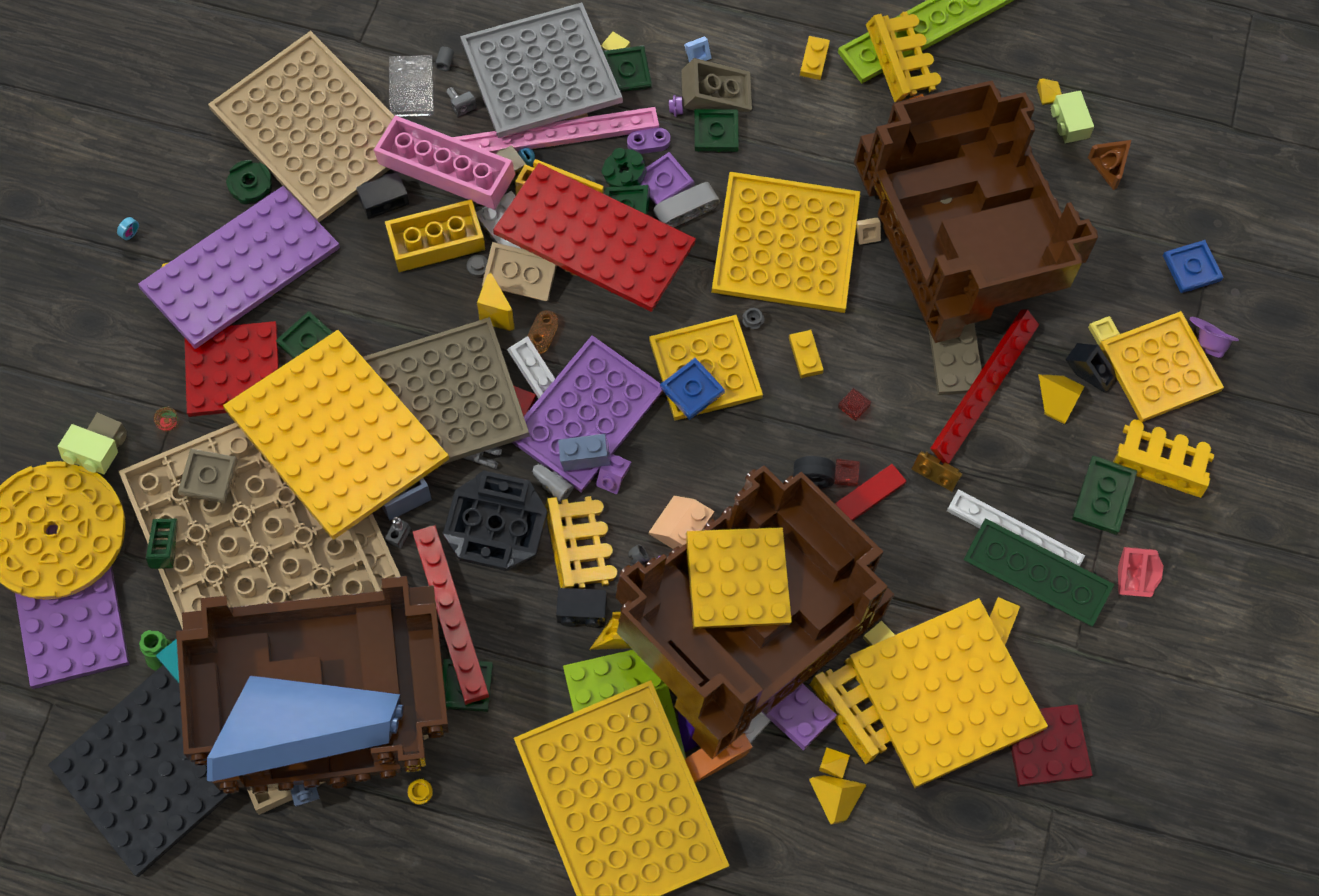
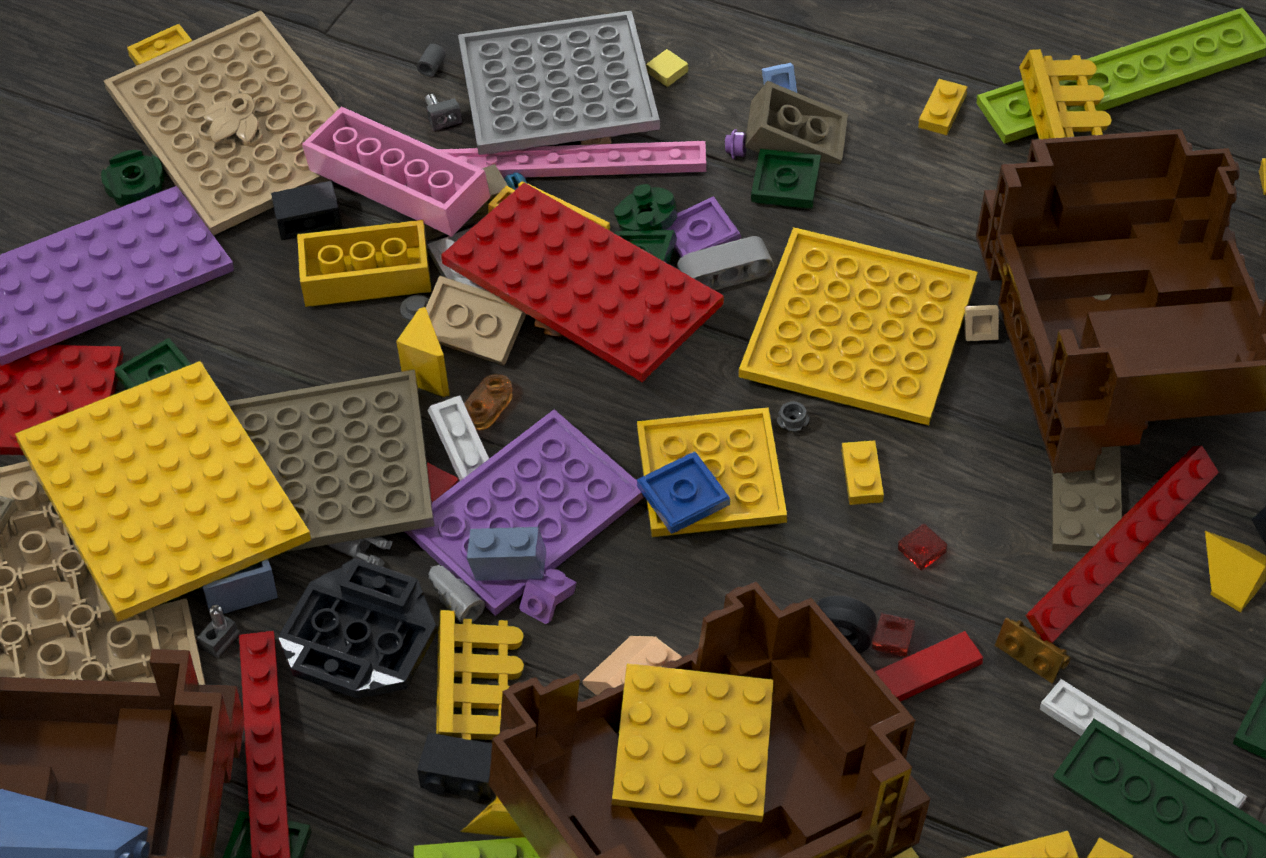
camera: 15 degrees right, 15 degrees down
(241, 68) = (158, 44): none -> yellow plate
(312, 130) = (228, 120): none -> tan plate
(411, 85) = (381, 86): clear plate -> none
(629, 68) = (679, 93): dark green plate -> none
(649, 142) = (690, 182): medium lavender plate -> none

